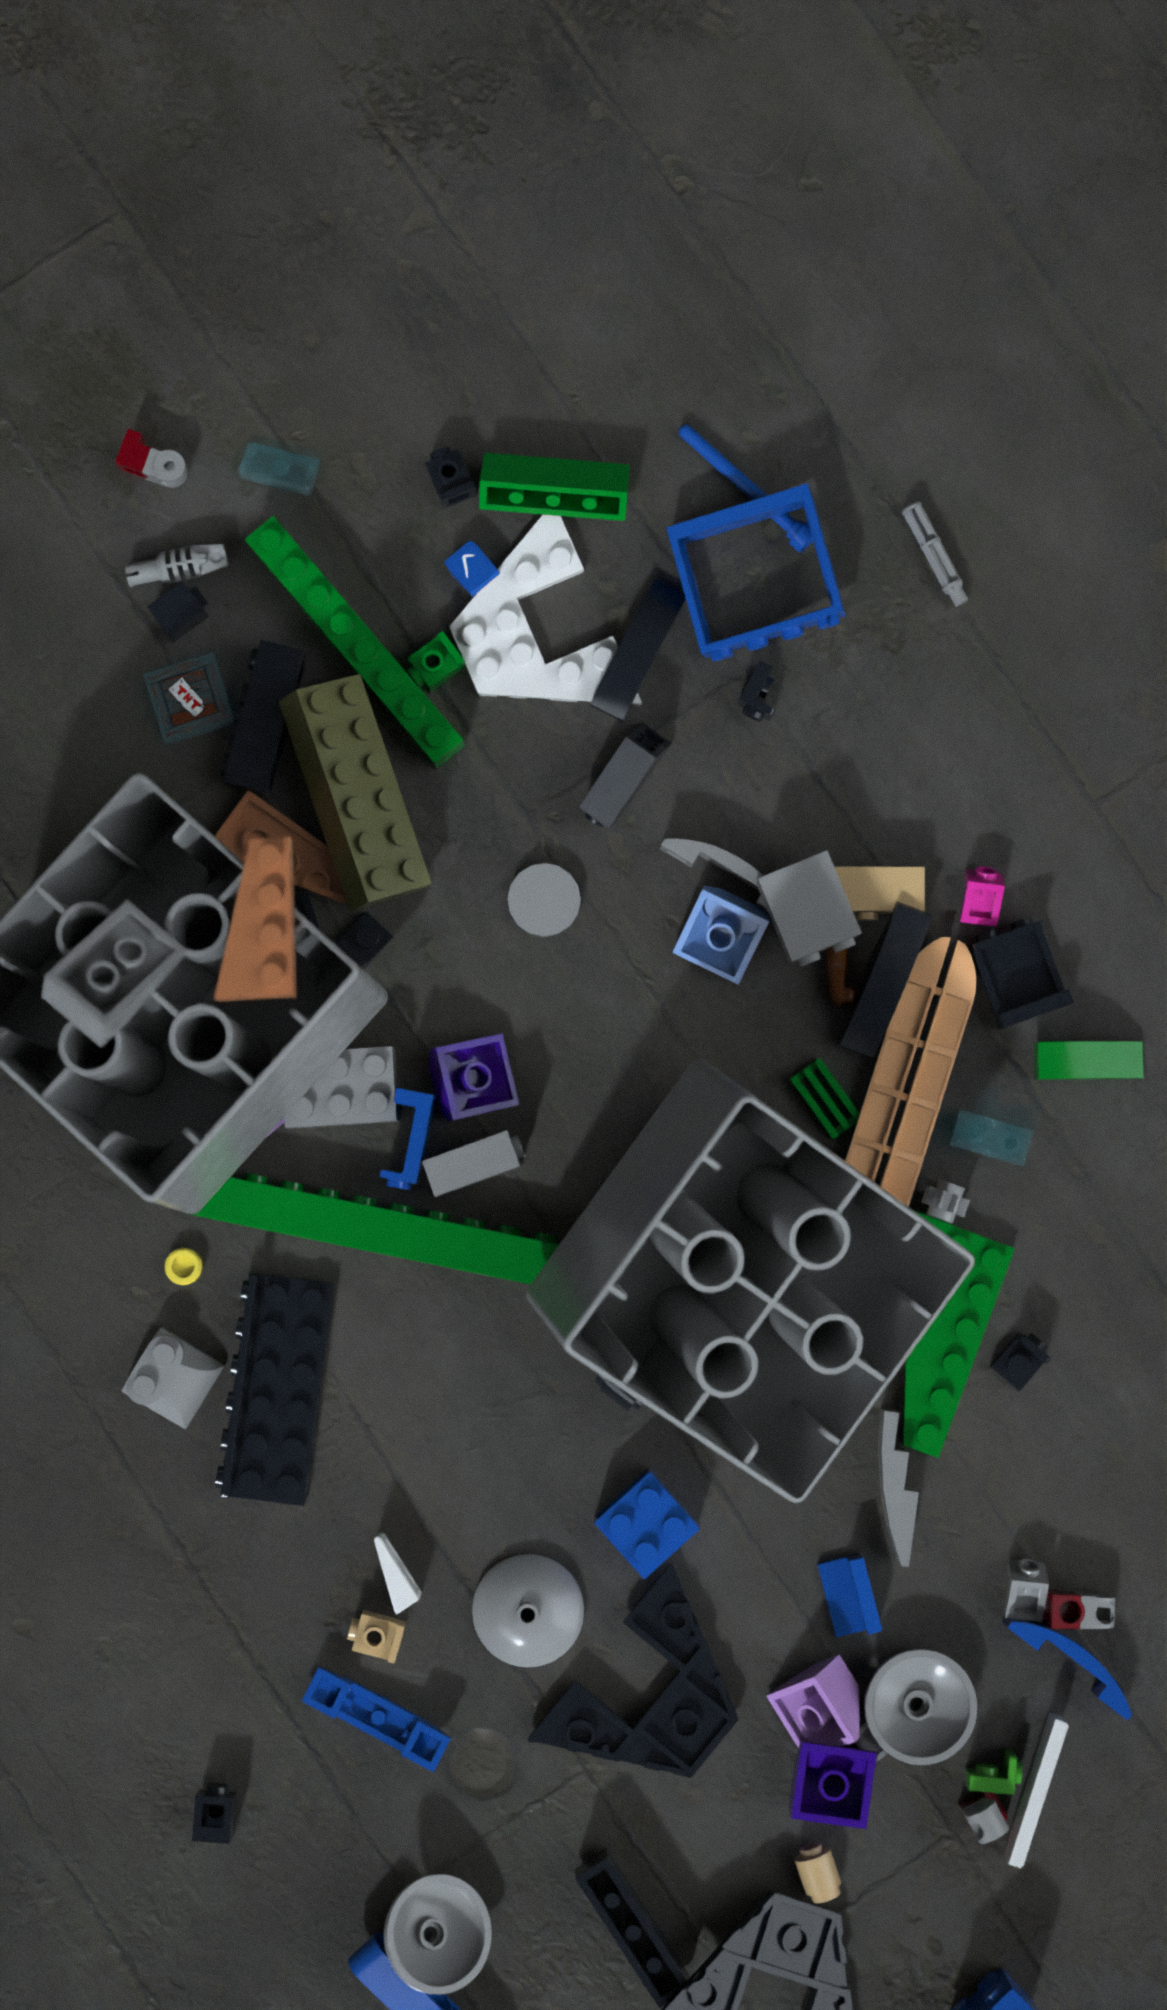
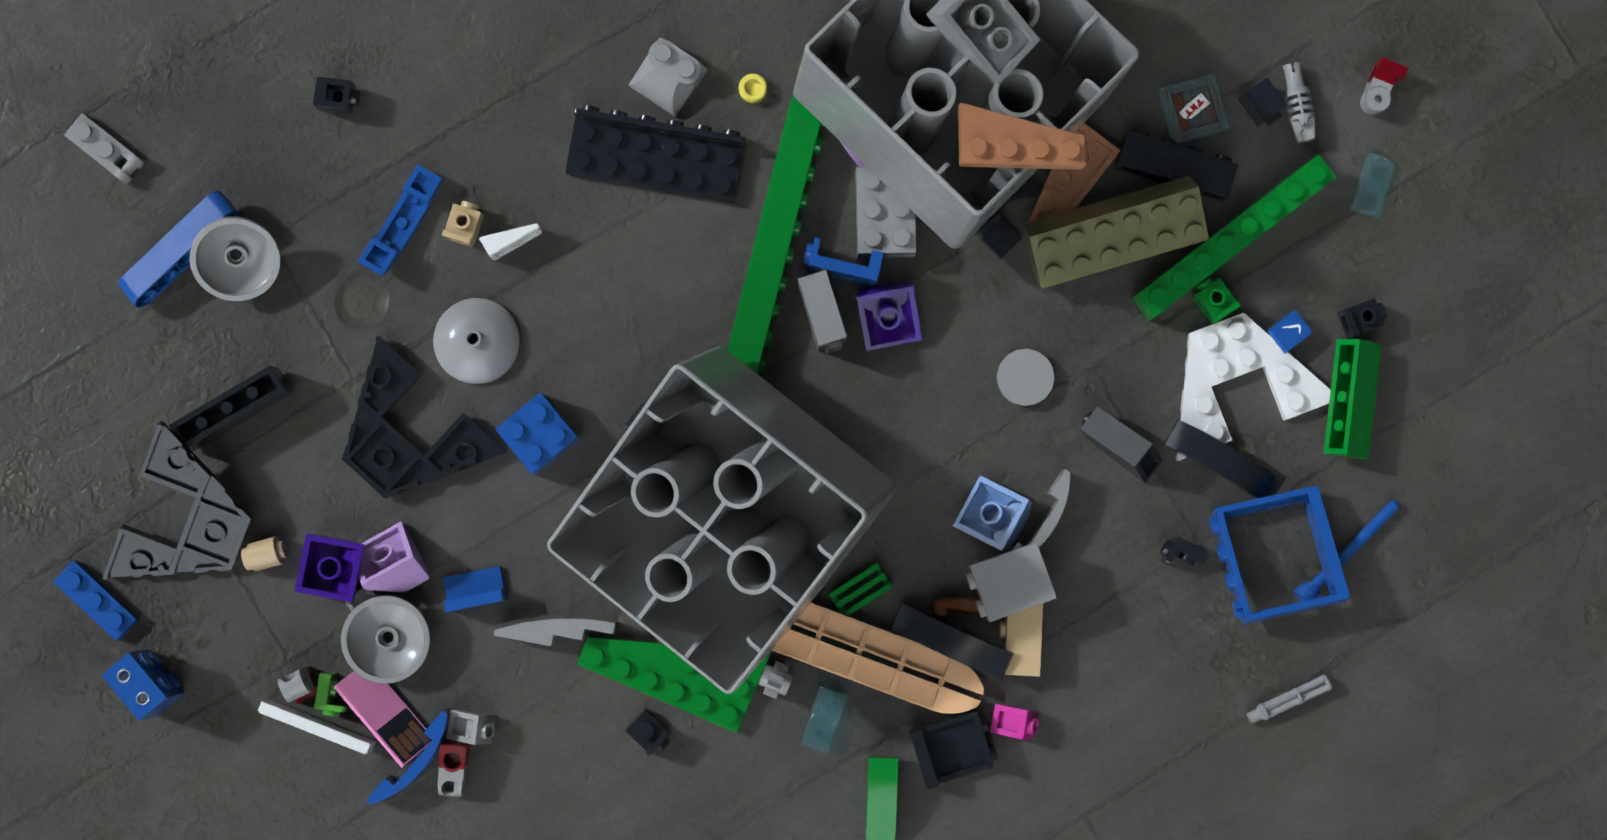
camera: 90 degrees right, 0 degrees up
(1019, 1701) = (385, 716): none -> bright pink piece

